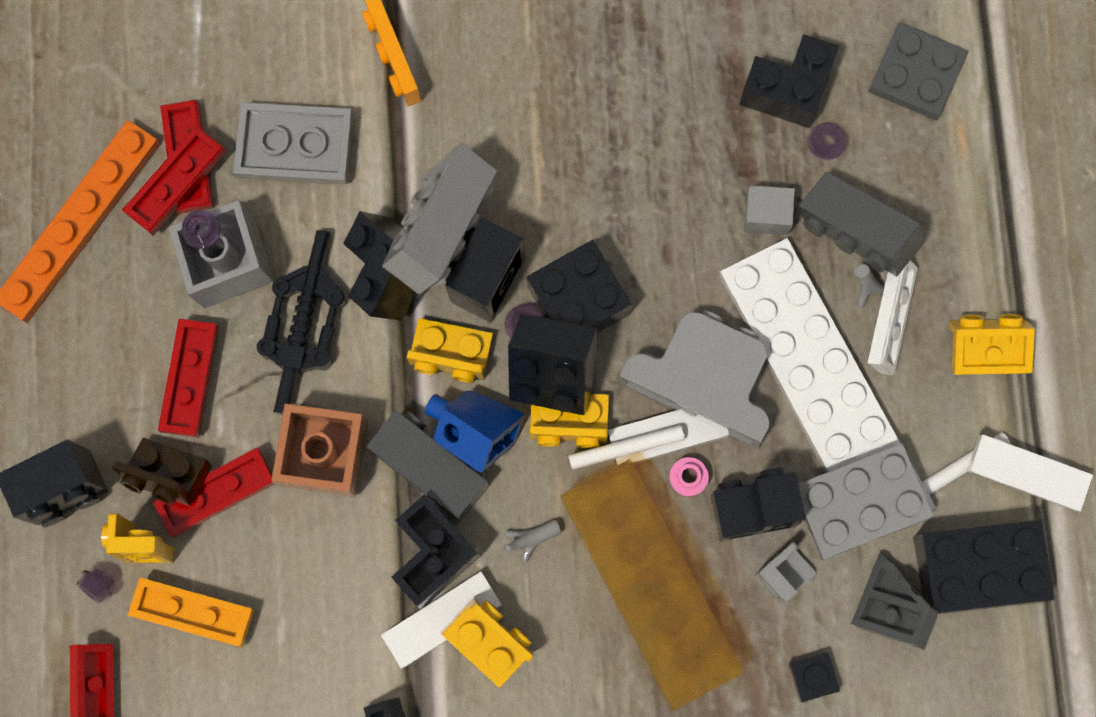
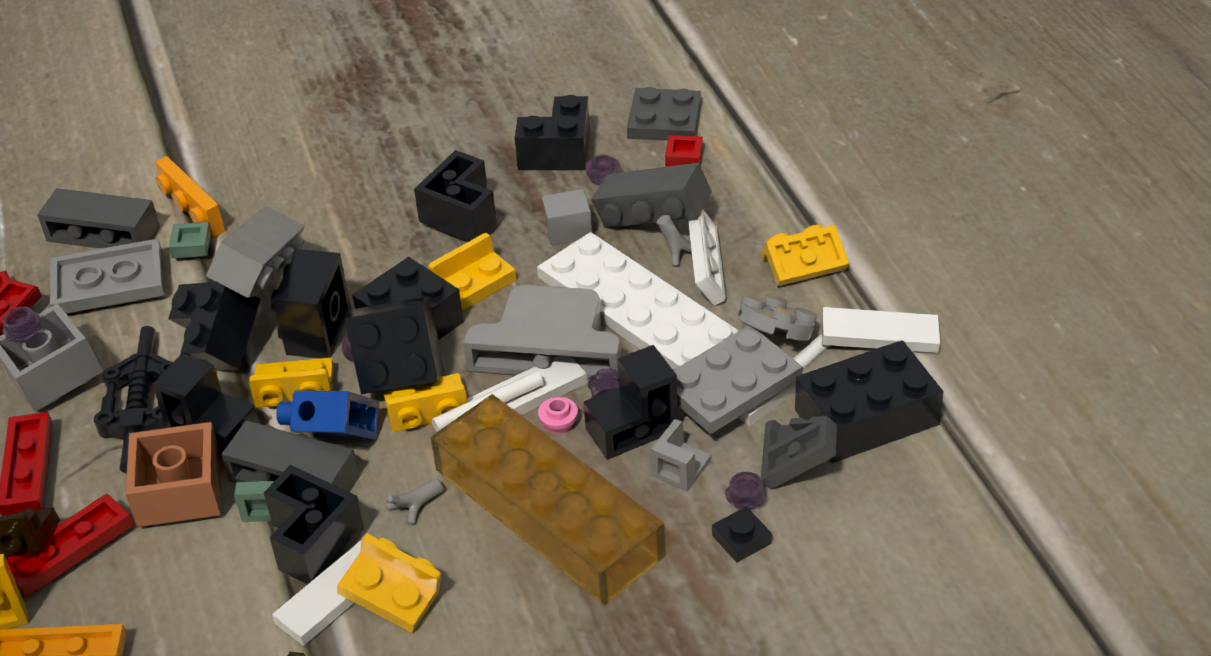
camera: 20 degrees left, 35 degrees down
(296, 56) = (97, 219): none -> dark grey brick
(355, 374) = (192, 395): none -> black brick
(383, 115) = (190, 240): none -> sand green plate
(391, 498) = (251, 500): none -> sand green plate
(652, 259) = (474, 270): none -> yellow bracket
(655, 151) = (457, 197): none -> black brick
(744, 460) = (603, 381): none -> clear purple plate
(842, 627) = (746, 490): none -> clear purple plate
(920, 139) = (683, 150): none -> red tile
(950, 440) = (773, 315): none -> light grey plate

